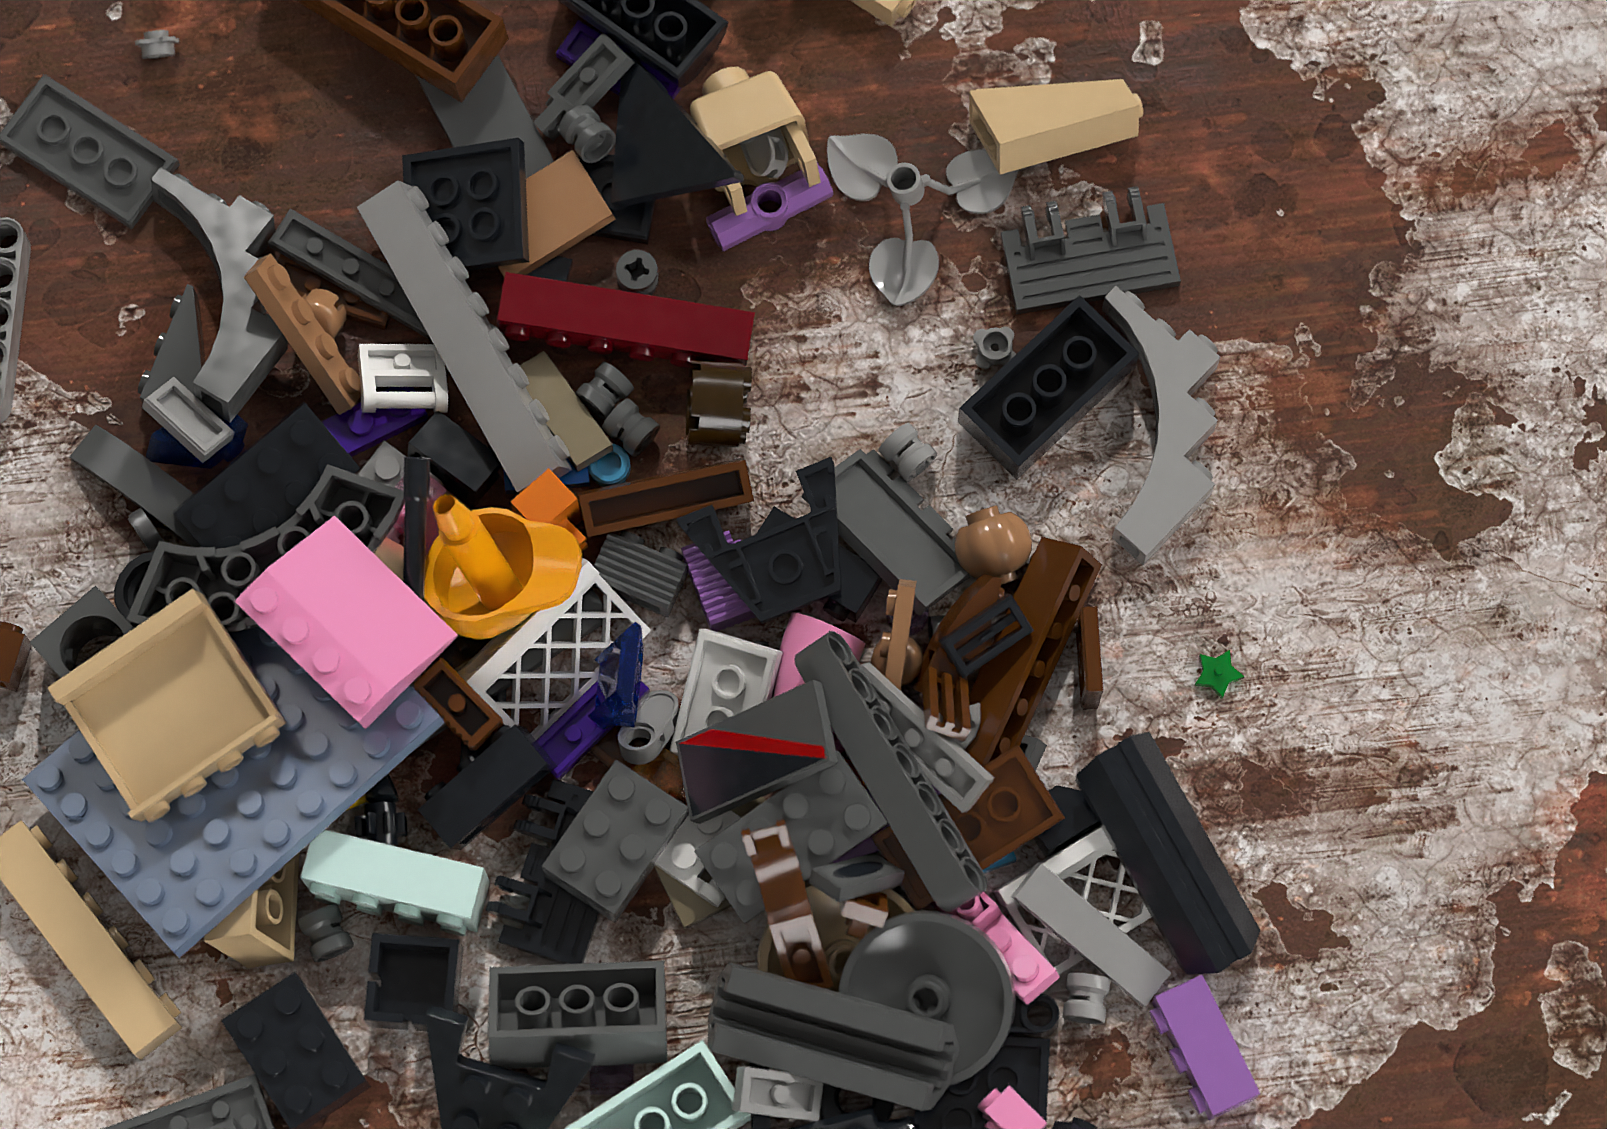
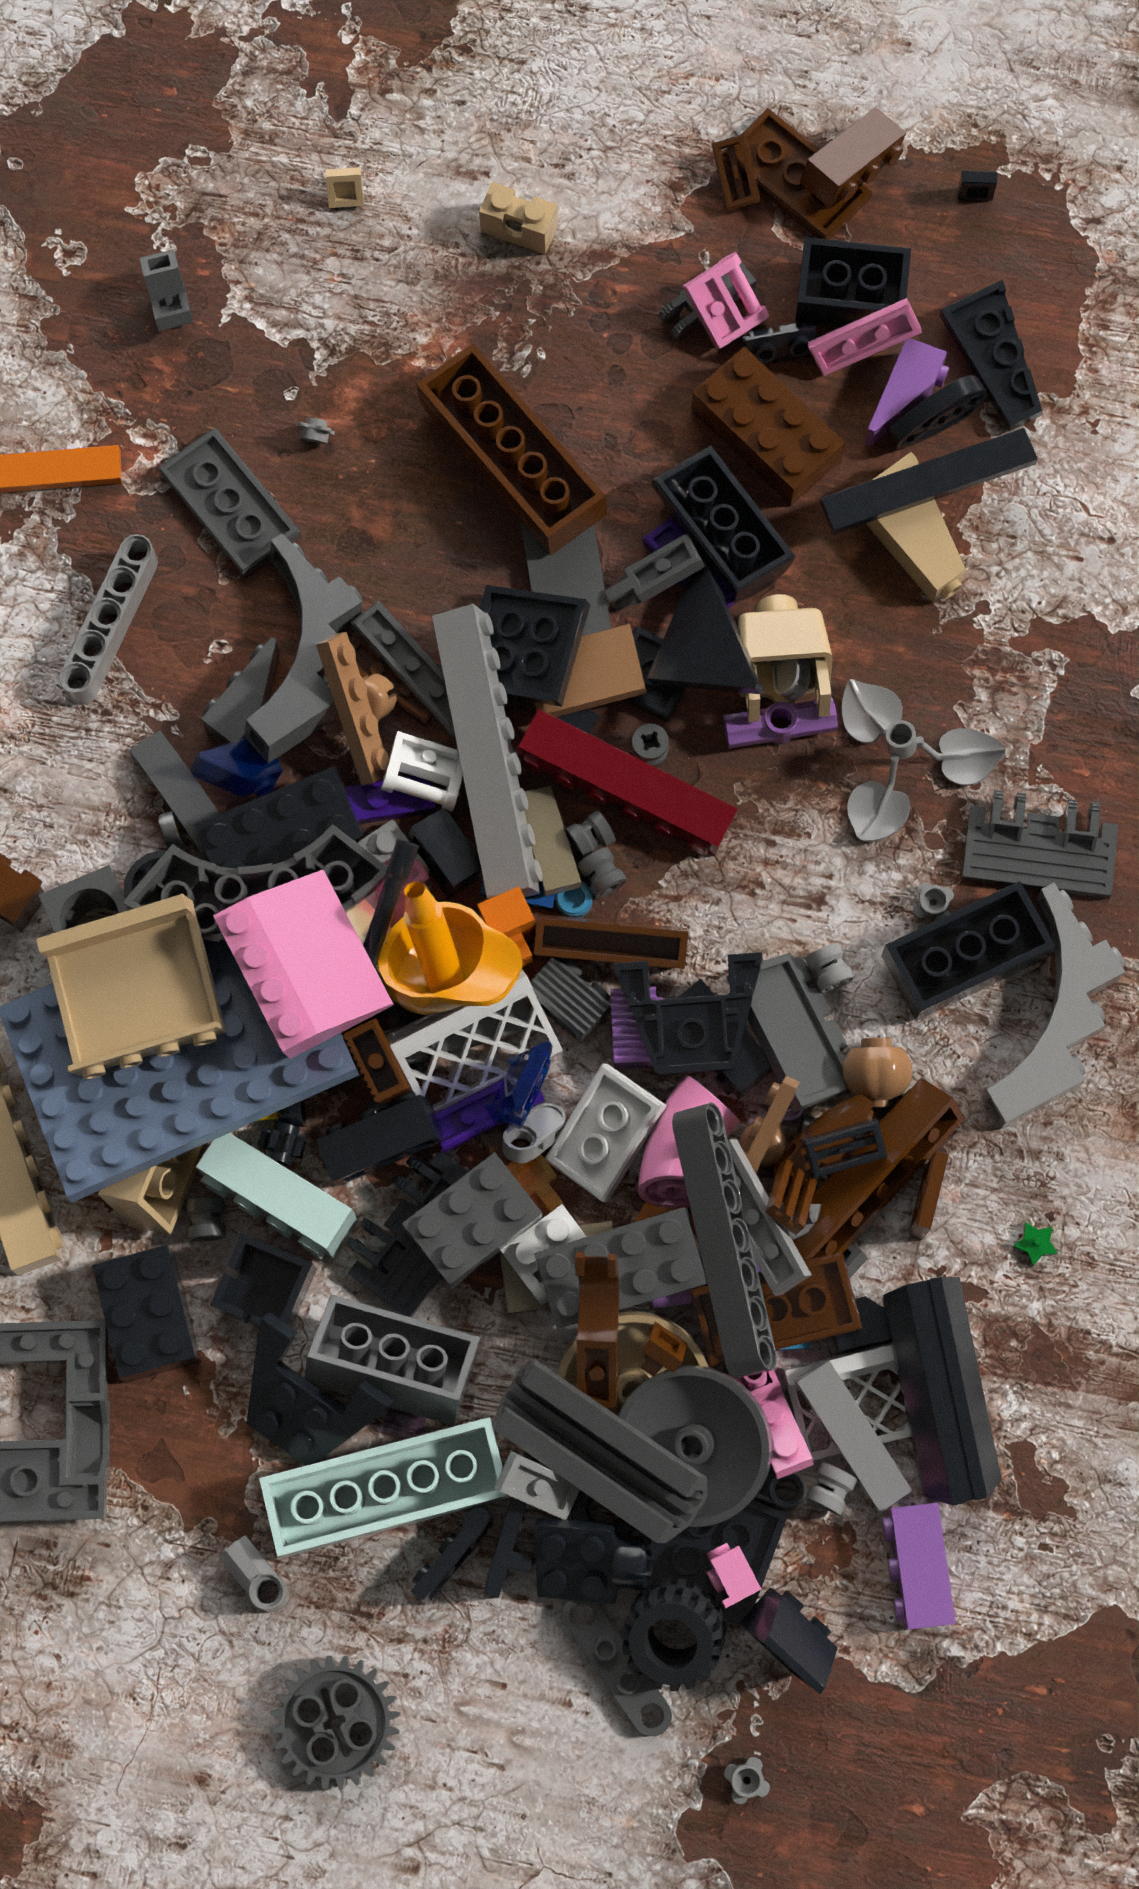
camera: 20 degrees right, 0 degrees up
(188, 419) = (233, 750): light grey tile -> none
(583, 129) = (646, 615): dark grey wheel -> none
(716, 404) = (679, 876): dark brown brick -> none
(756, 752) = (615, 1185): tile -> none
(856, 877) = (665, 1321): dark grey tile -> none
(1052, 120) = (1044, 724): tan slope -> none

